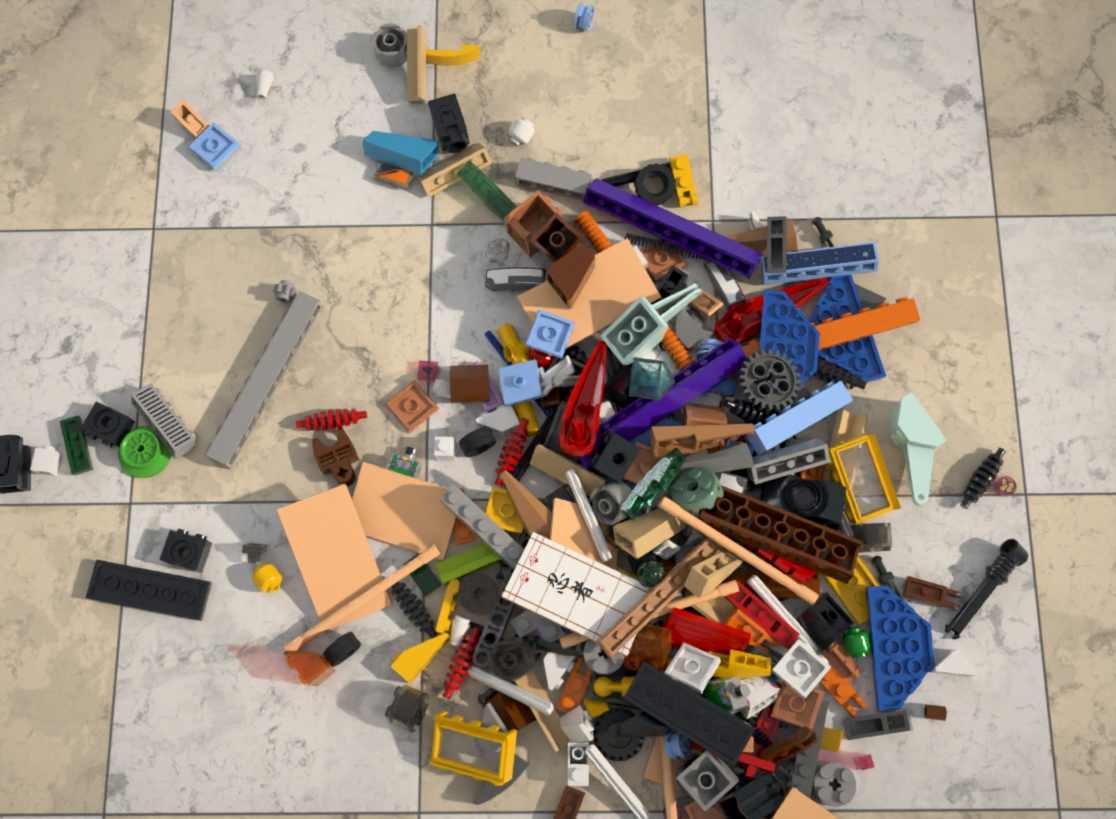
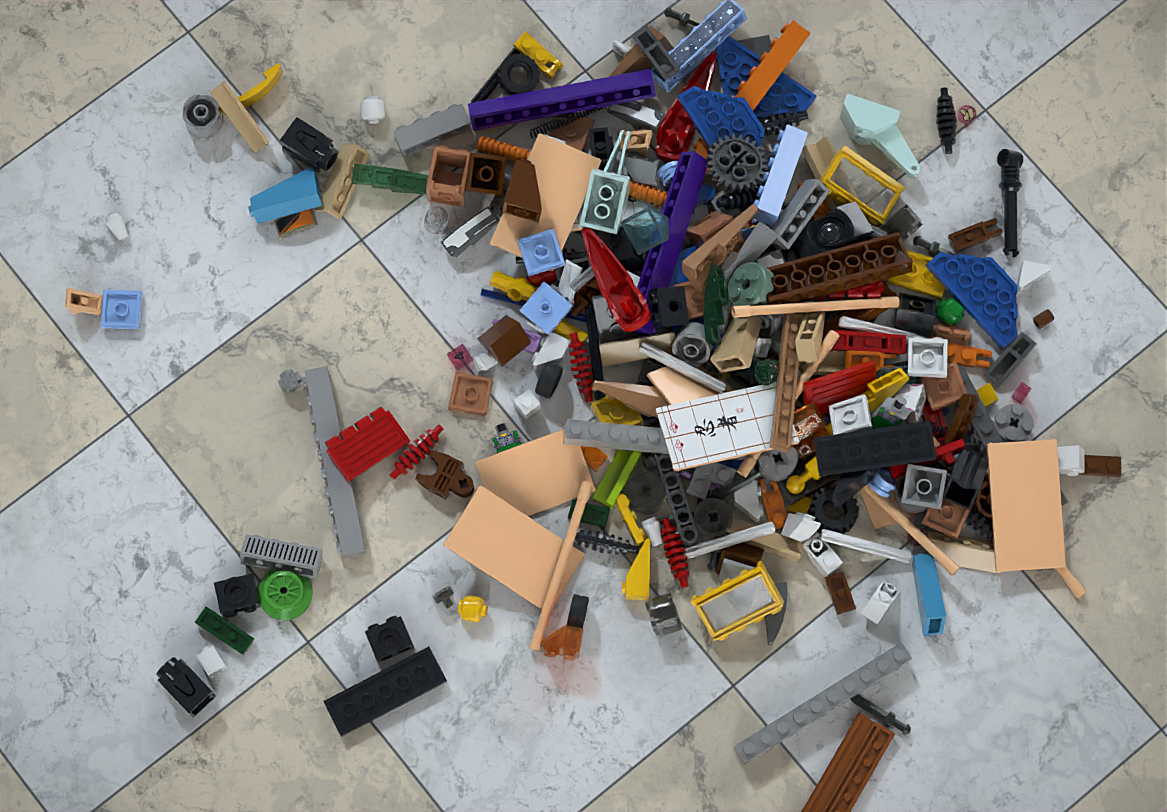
camera: 45 degrees left, 0 degrees up
(297, 385) = (367, 445): none -> red hinge

